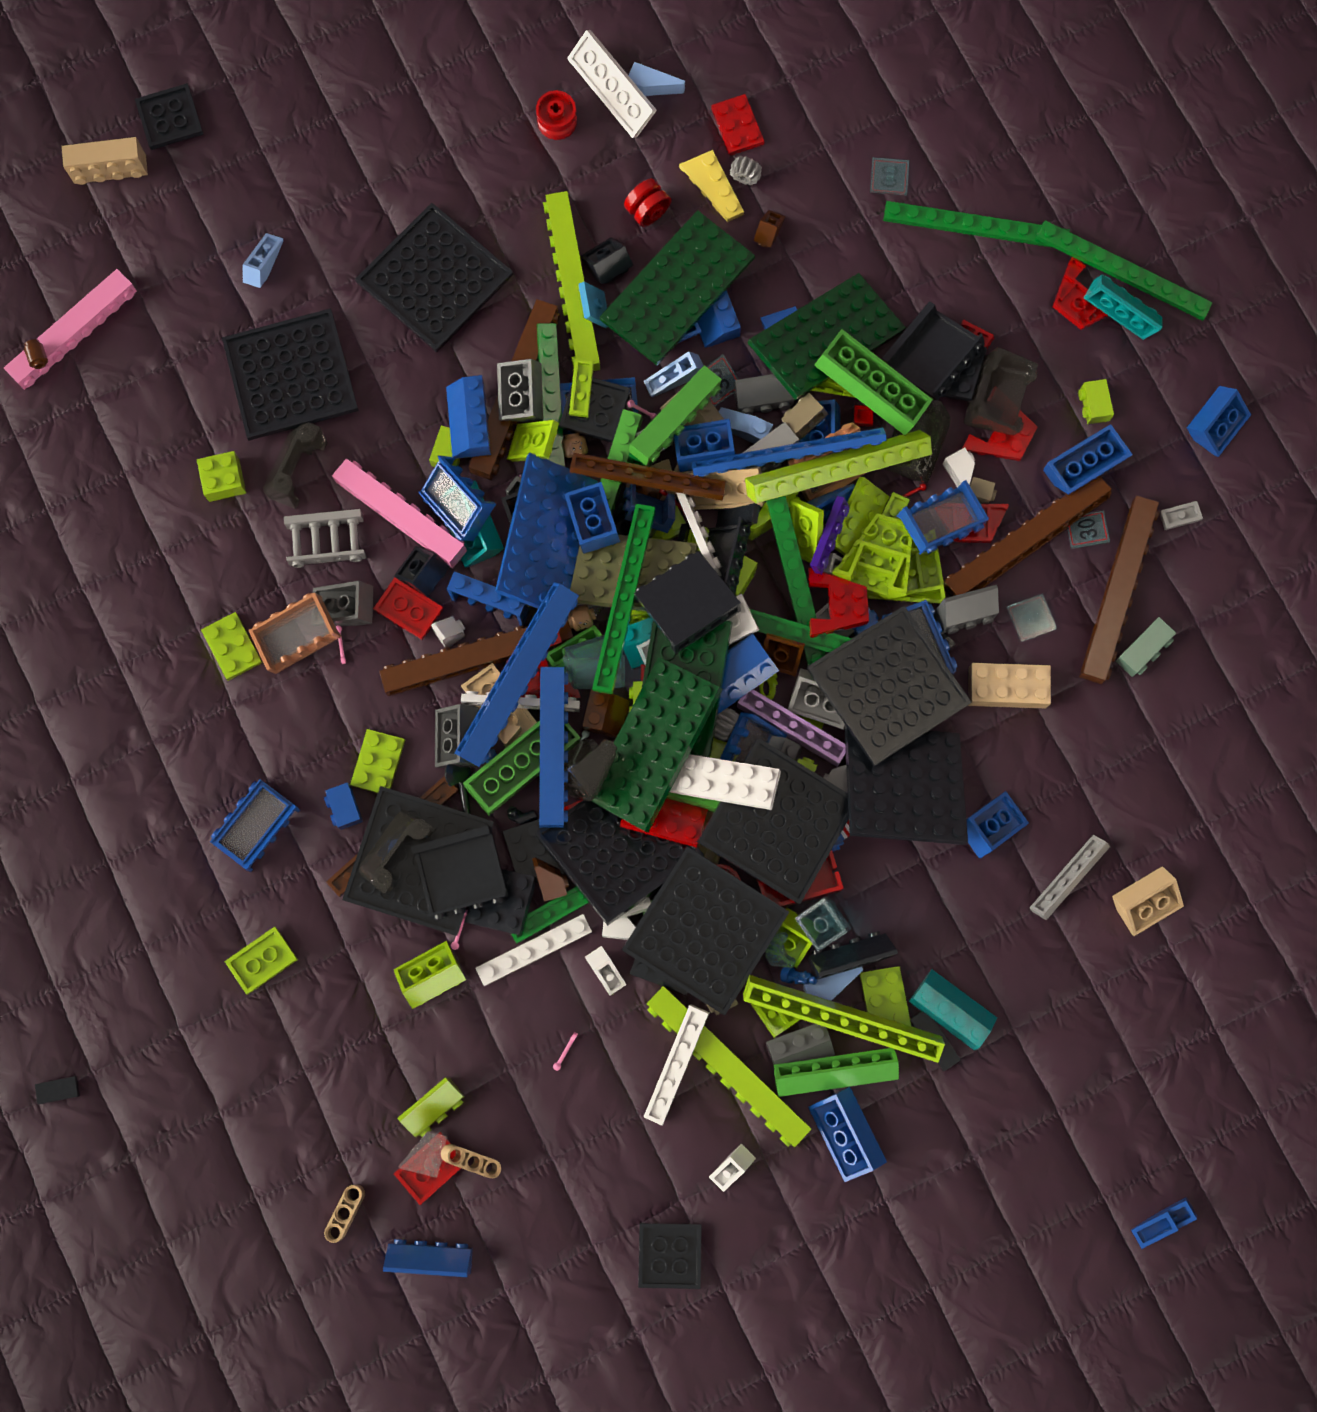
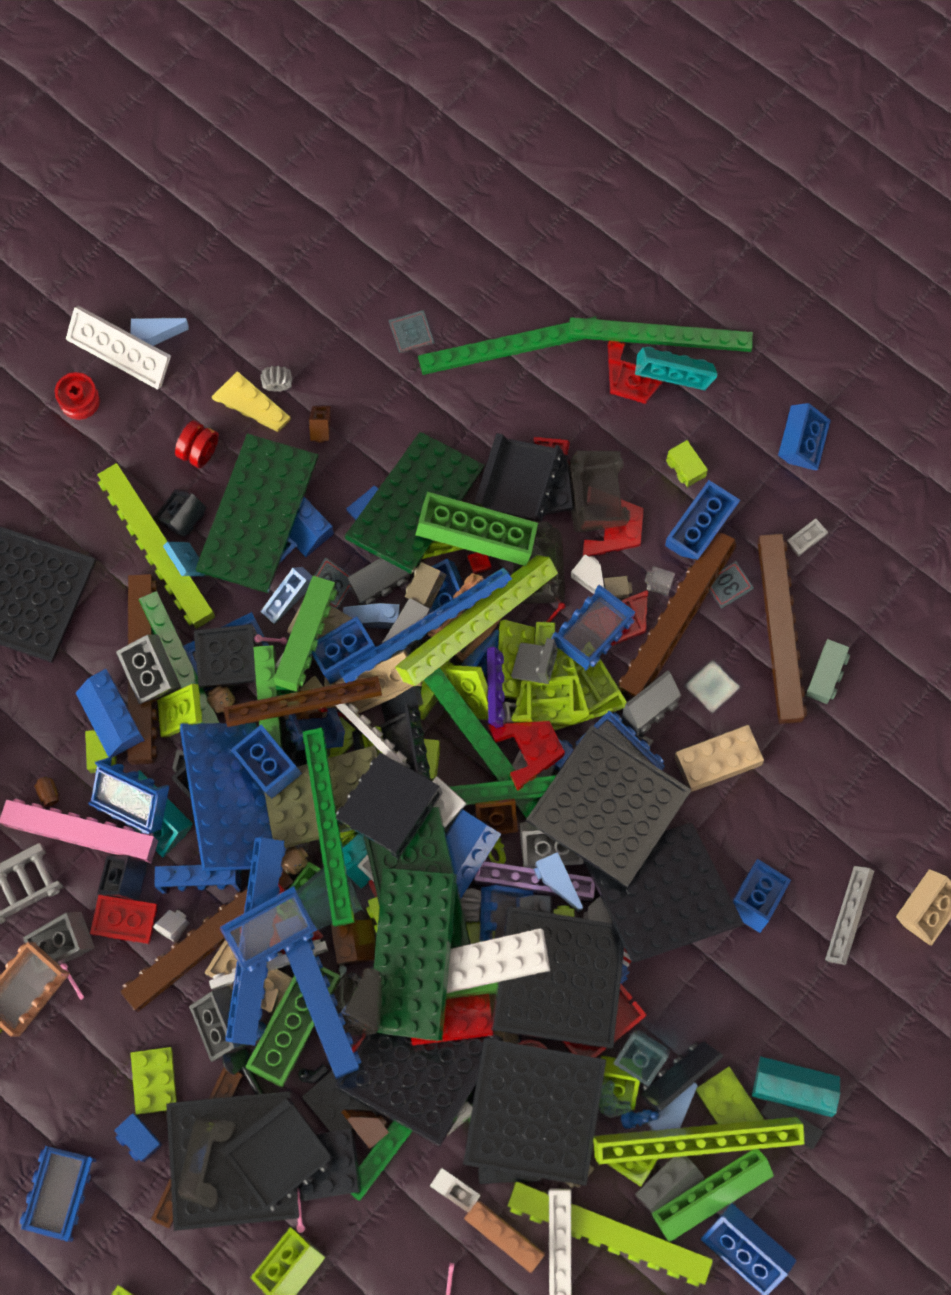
camera: 20 degrees left, 5 degrees down
(385, 466) = (47, 791): none -> reddish brown brick
(532, 668) = (268, 929): none -> window
(533, 950) = (378, 1200): white plate -> none
(581, 388) = (205, 643): lime tile -> none
(618, 929) = (453, 1144): white slope -> none
(632, 1028) = (504, 1236): none -> nougat window
(737, 124) = (251, 339): red plate -> none
(812, 730) = (556, 878): none -> light blue slope
(876, 527) = (535, 662): none -> dark grey bracket
(1024, 500) = (659, 580): none -> clear brick

